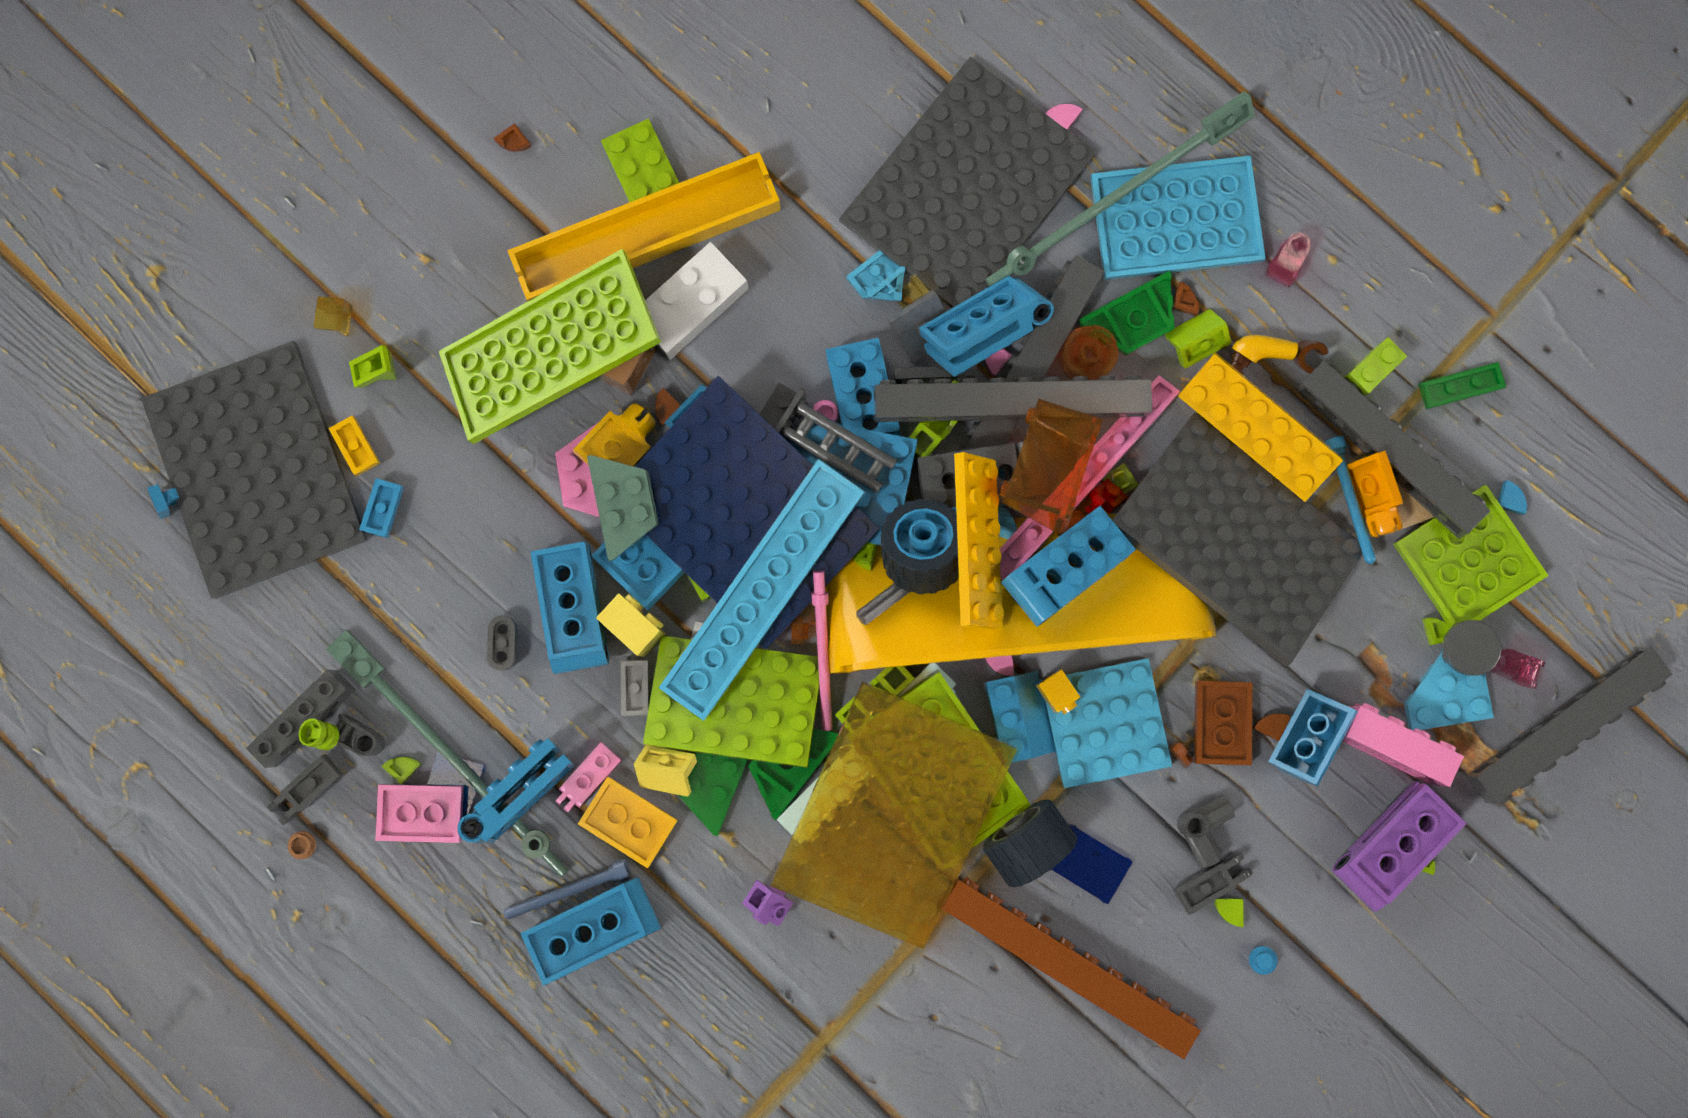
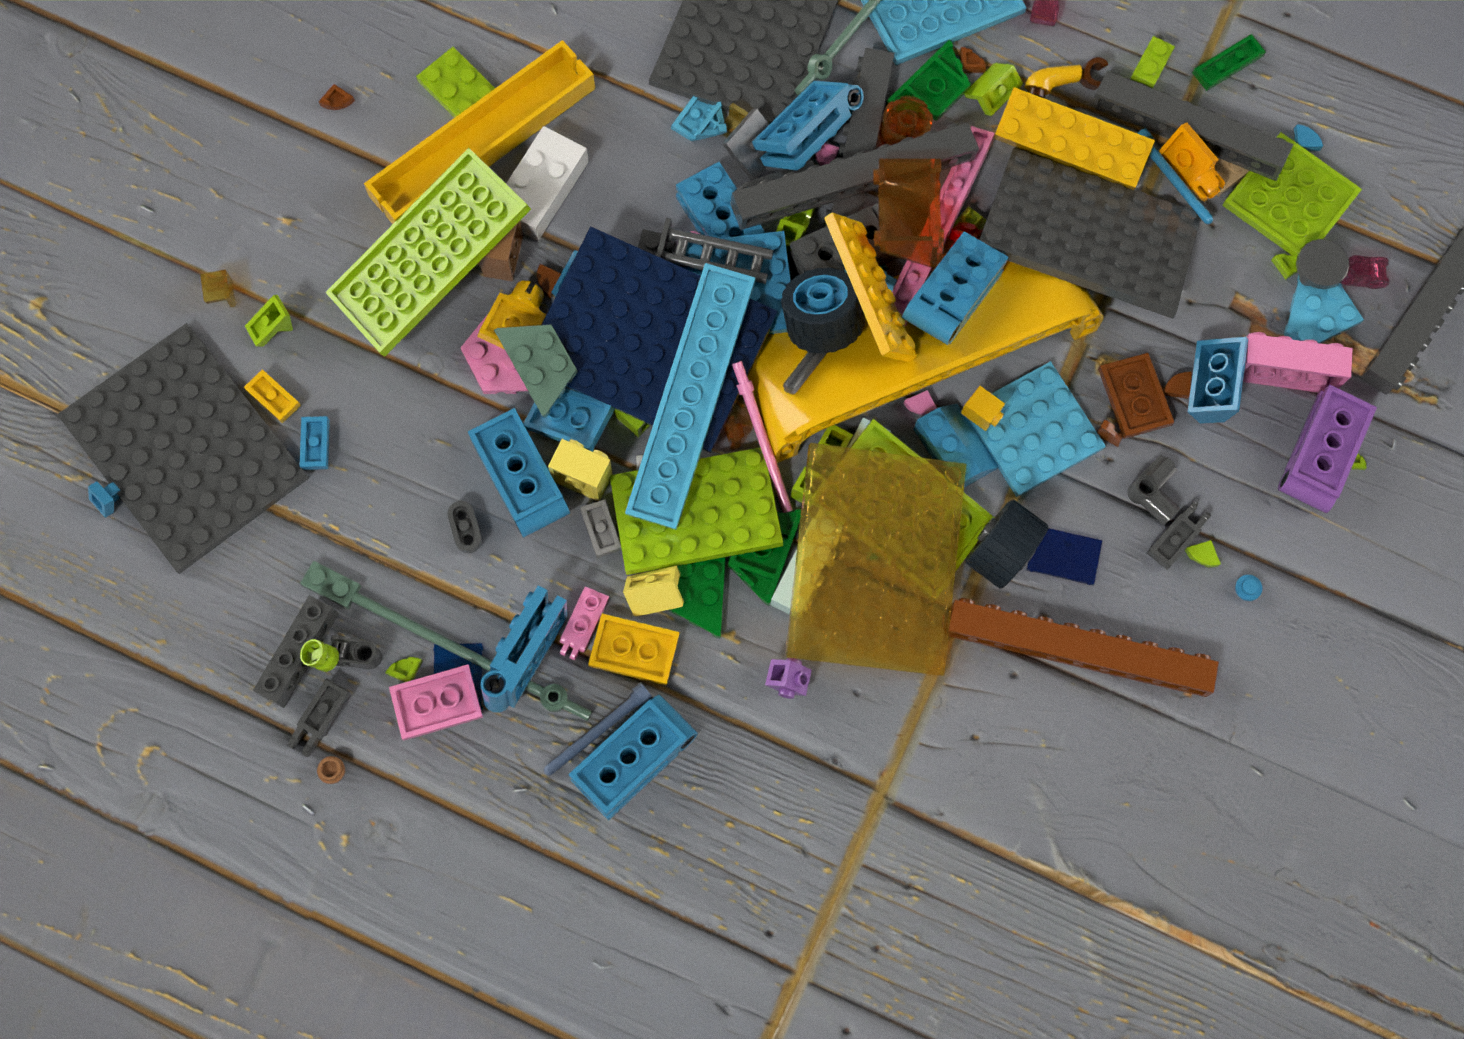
camera: 25 degrees left, 10 degrees down
(866, 556) = (772, 343): lime tile -> none

